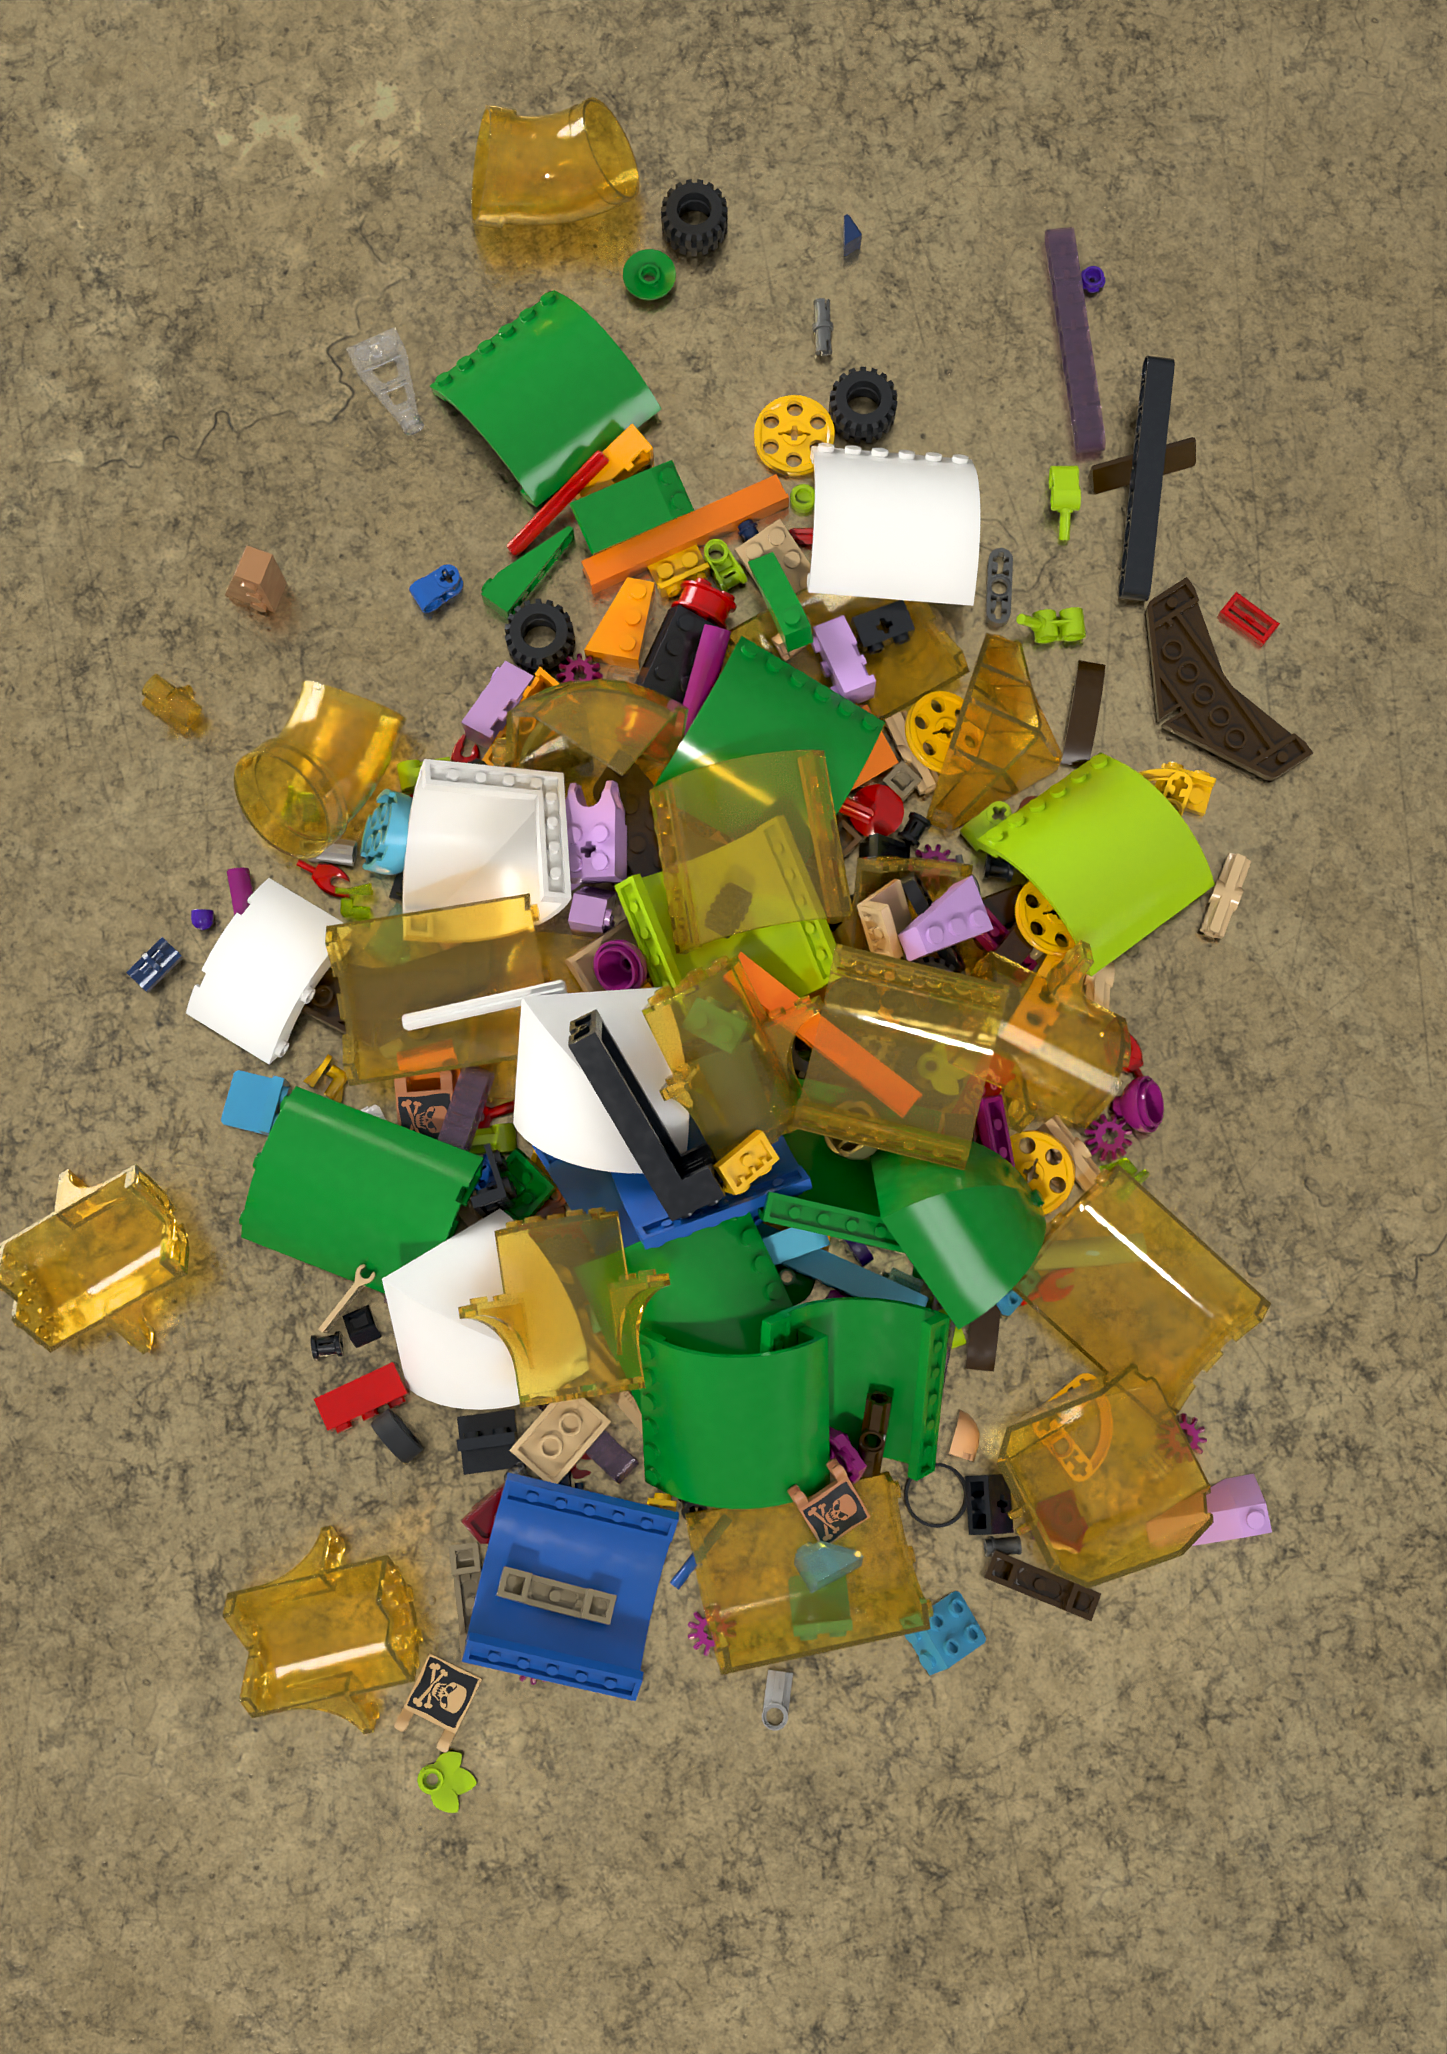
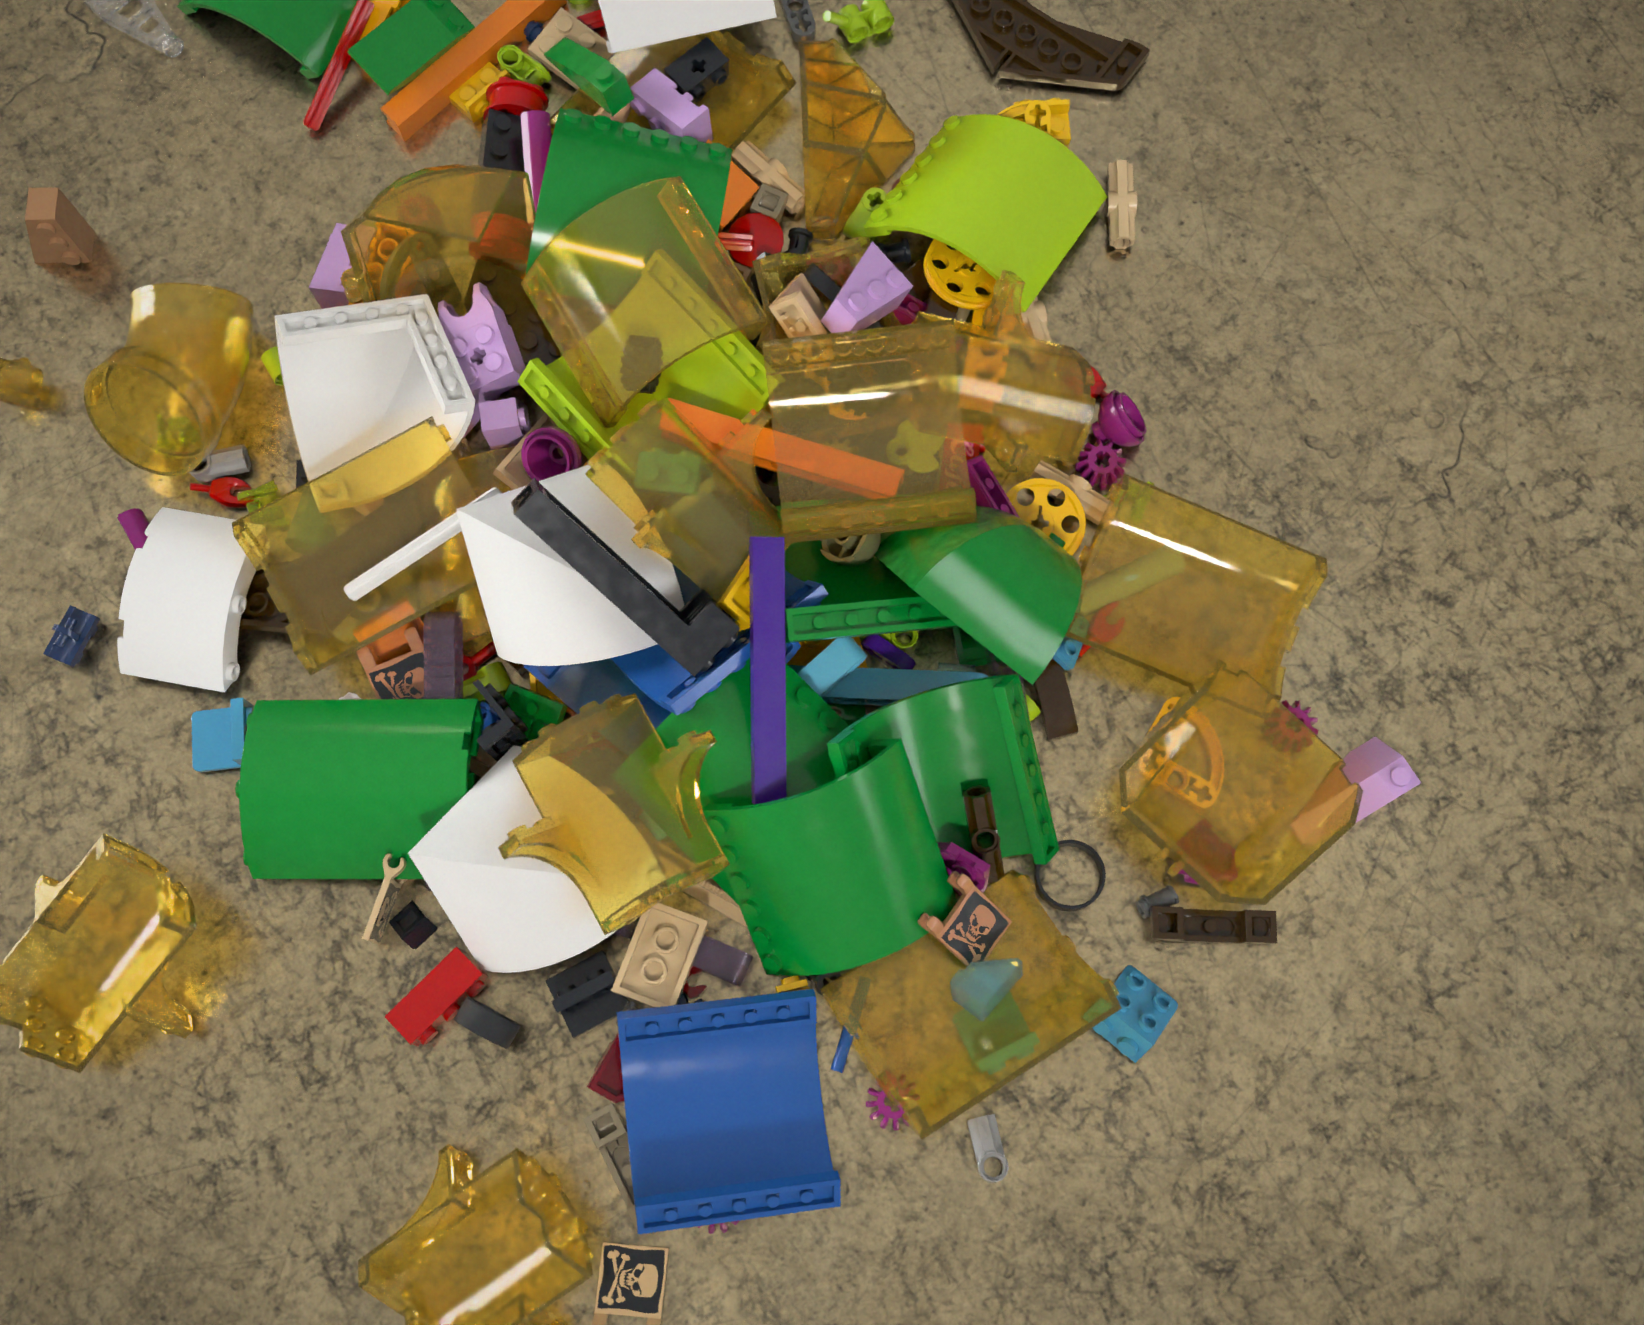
camera: 20 degrees left, 5 degrees down
(202, 918) = (108, 574): dark purple hinge -> none
(327, 1345) = (381, 957): black bush -> none
(335, 1088) = (302, 680): yellow piece -> none
(387, 849) = (272, 425): medium azure cylinder -> none
(434, 590) = (245, 186): blue piece -> none
(519, 579) = (326, 147): green slope -> none
(539, 615) = (353, 175): black tyre -> none
(556, 1596) = (715, 1127): dark tan slope -> none
(624, 627) = (444, 138): light orange wedge -> none
(736, 1236) = (767, 669): none -> dark purple tile
(933, 723) = (780, 140): yellow wedge -> none
(964, 1437) = (1075, 808): light nougat brick -> none
(988, 1505) = (1127, 862): black brick -> none
(1083, 714) = (920, 90): dark brown slope -> none

